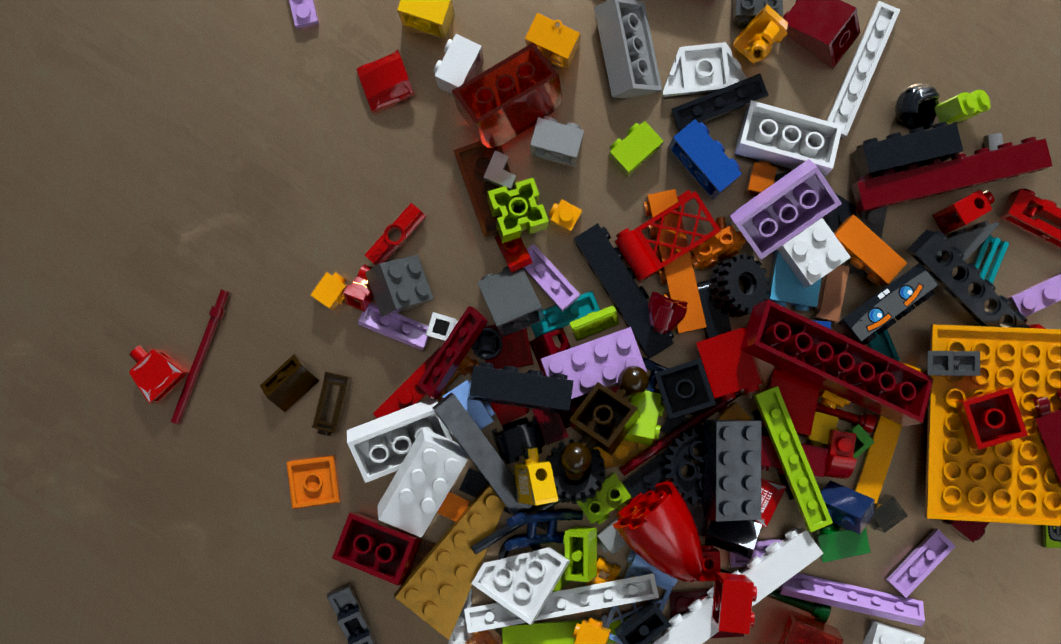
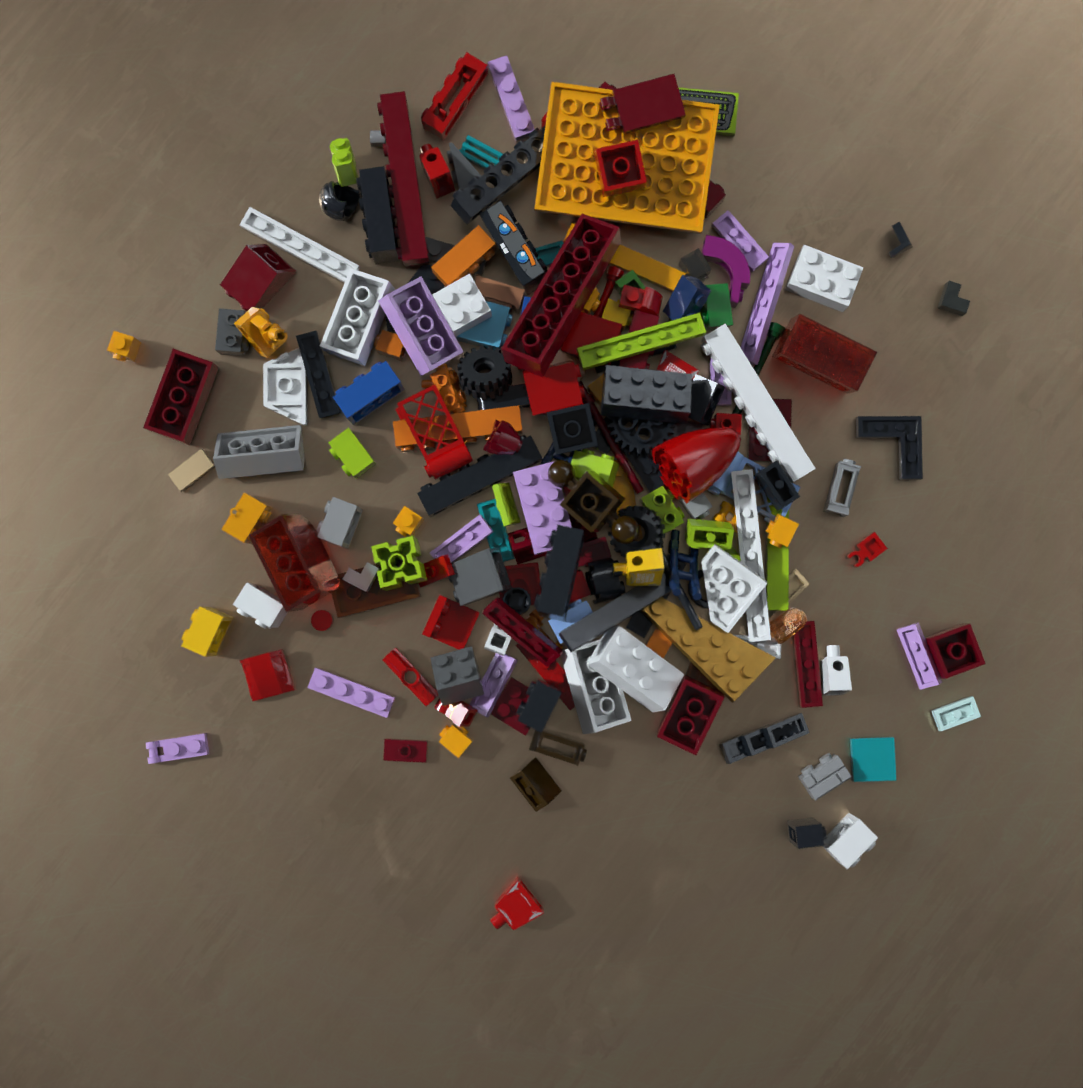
camera: 90 degrees left, 0 degrees up
(216, 313) = (467, 847): dark red bar -> none
(313, 482) = (626, 769): orange tile -> none
(315, 237) = (405, 750): none -> dark red plate
(371, 378) = (539, 704): none -> black brick
(373, 356) = (508, 703): none -> dark red plate
(374, 173) = (351, 692): none -> lavender plate
(449, 134) = (321, 620): none -> red tile
(458, 273) = (450, 623): none -> red bracket
(733, 603) = (761, 404): red brick -> none
(897, 556) = (729, 257): none -> magenta arch
(954, 363) = (570, 194): dark grey slope -> none

